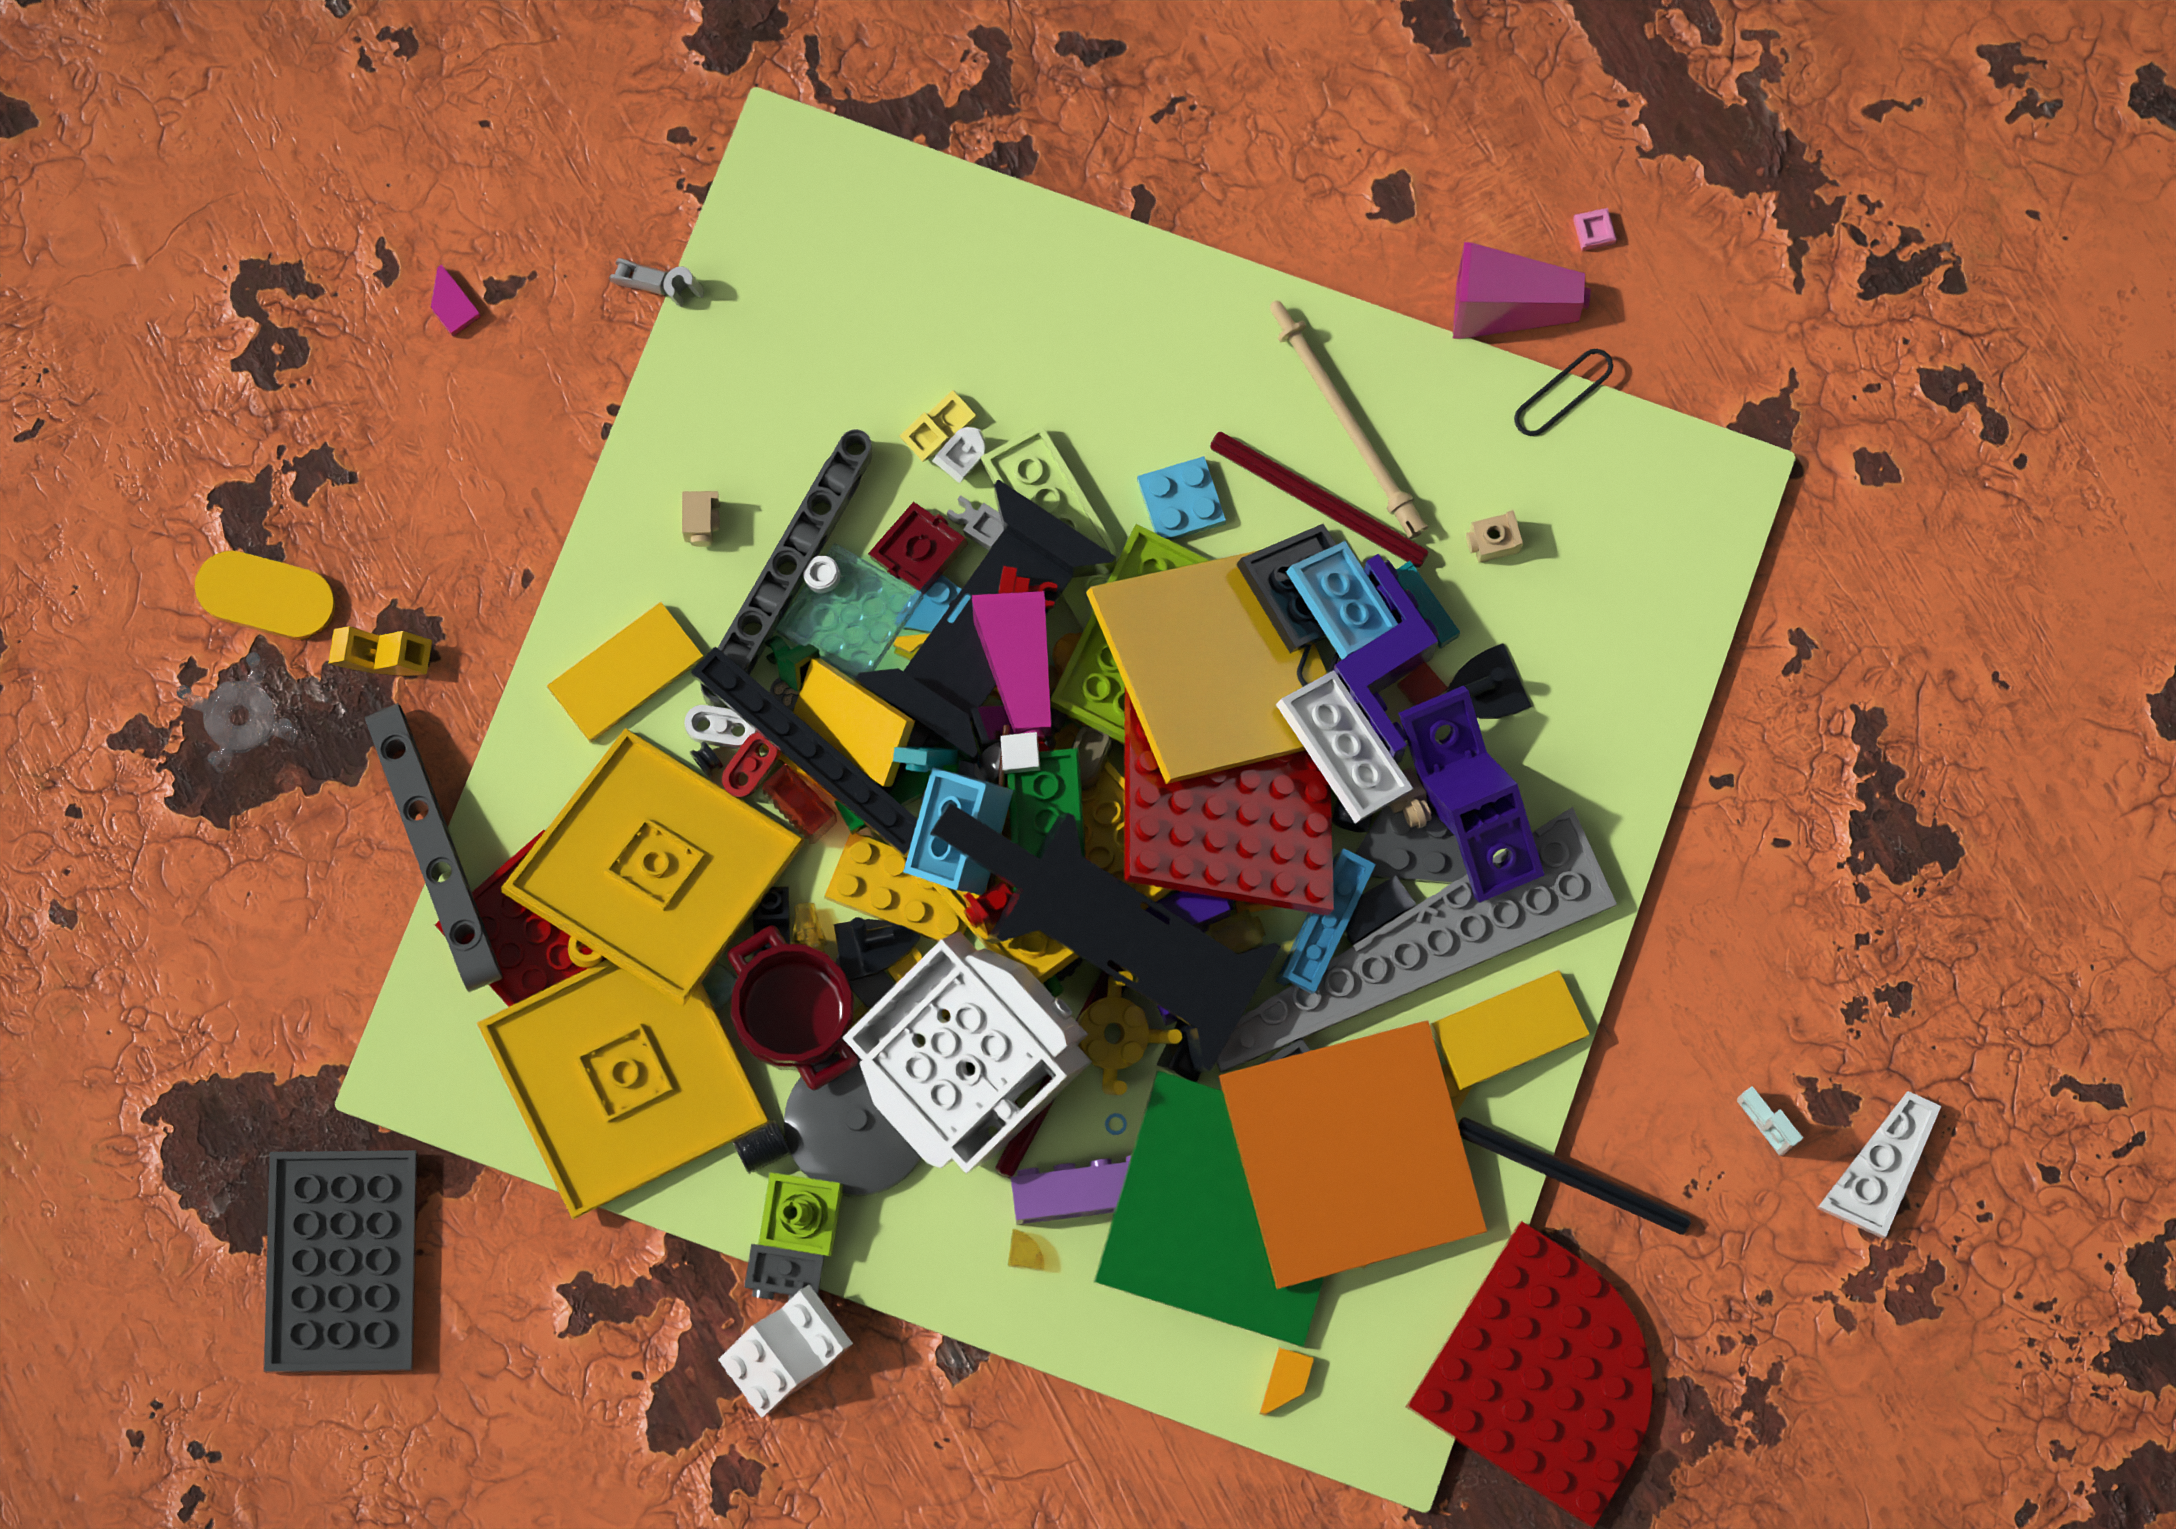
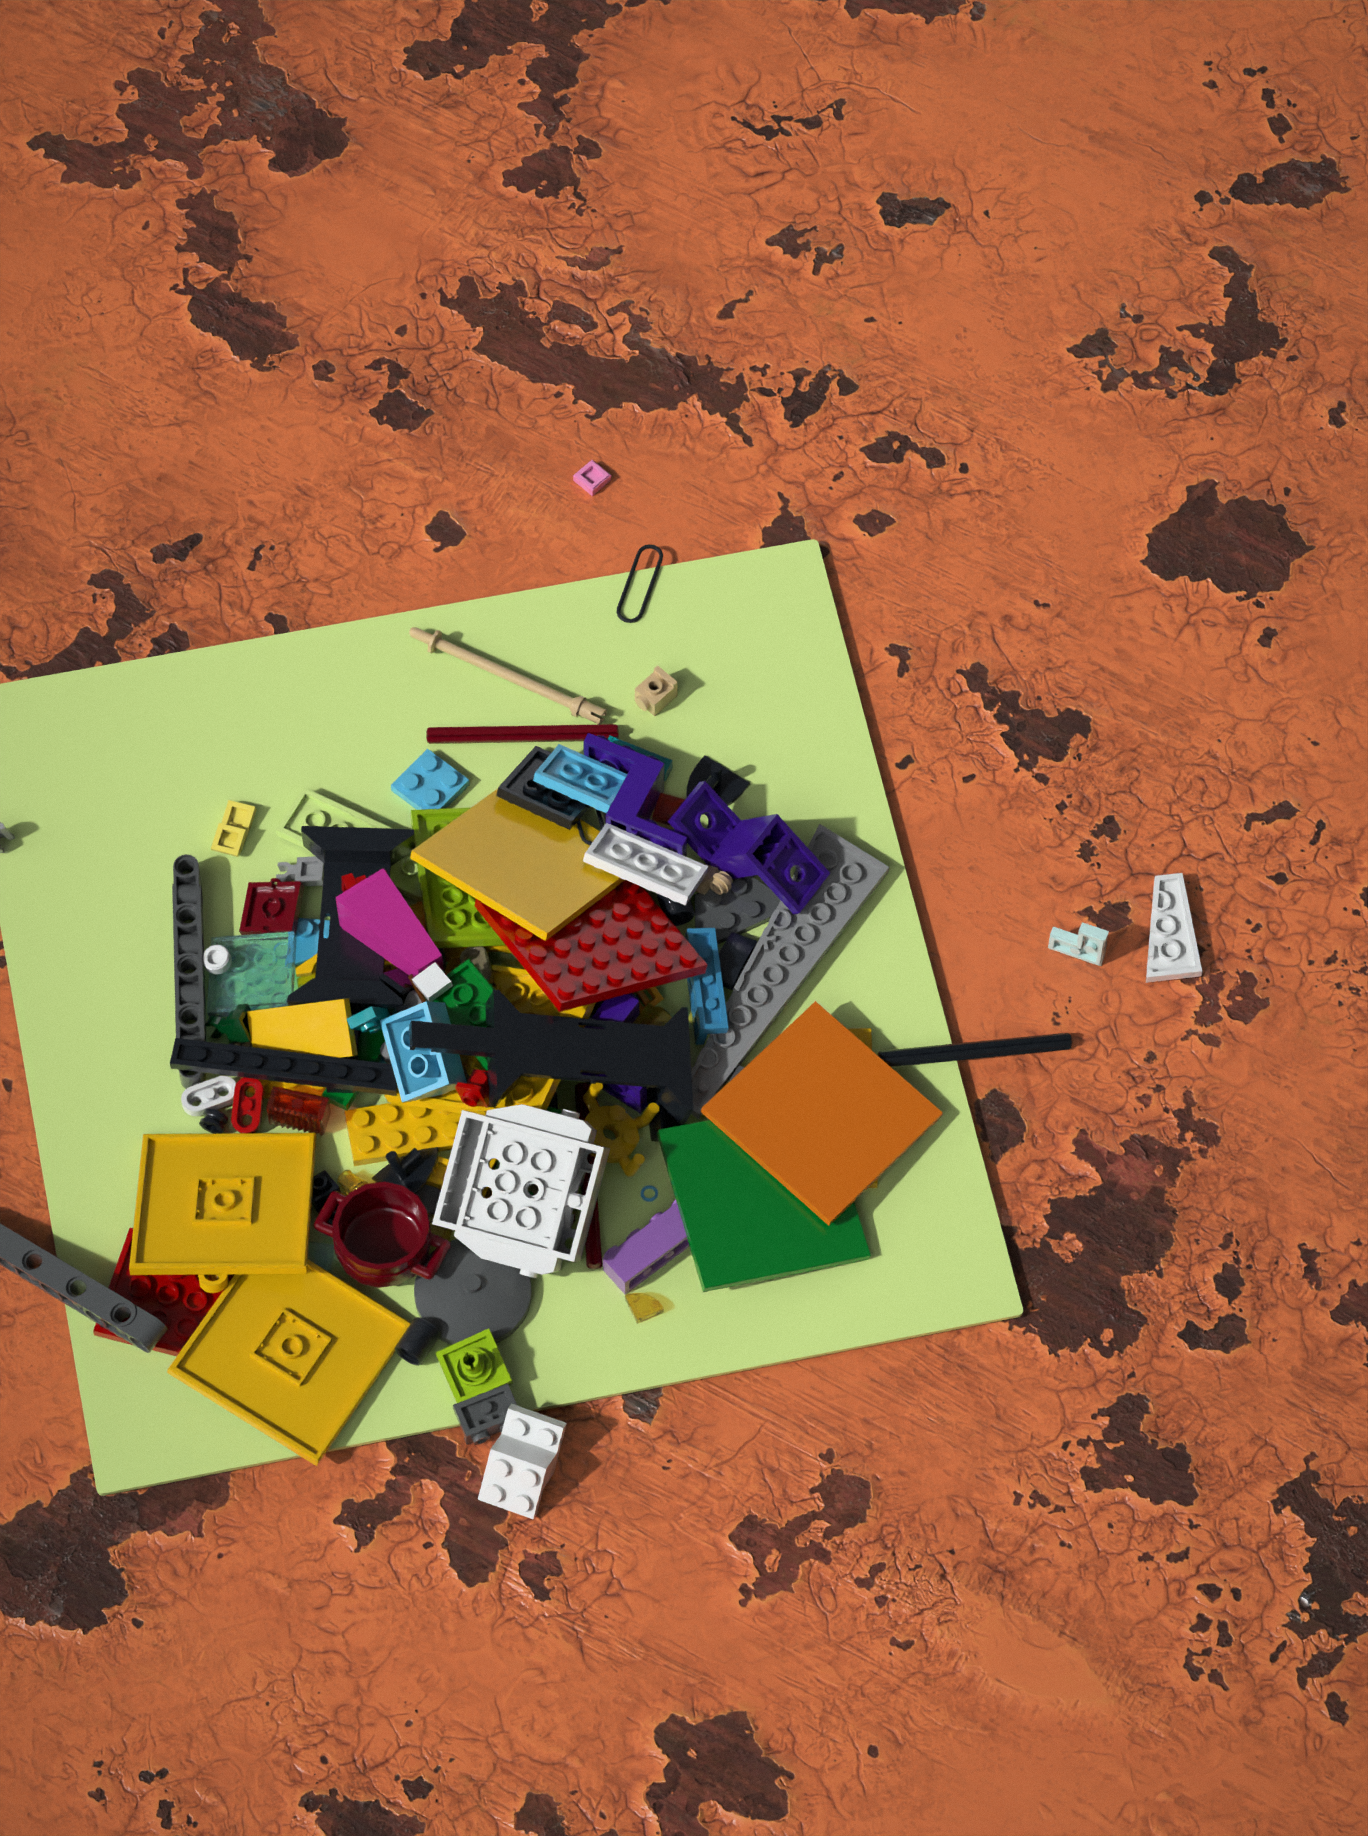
camera: 30 degrees left, 15 degrees down
(341, 1261) = (170, 1590): dark grey plate -> none
(625, 672) = (119, 1100): yellow tile -> none
(699, 517) = (106, 972): tan brick -> none
(961, 453) = (261, 833): white plate -> none
(1286, 1380) = (873, 1283): light orange tile -> none
(1509, 1030) = (872, 982): yellow tile -> none
(1513, 293) = (565, 539): dark pink slope -> none
(1545, 1376) = (1041, 1184): red plate -> none

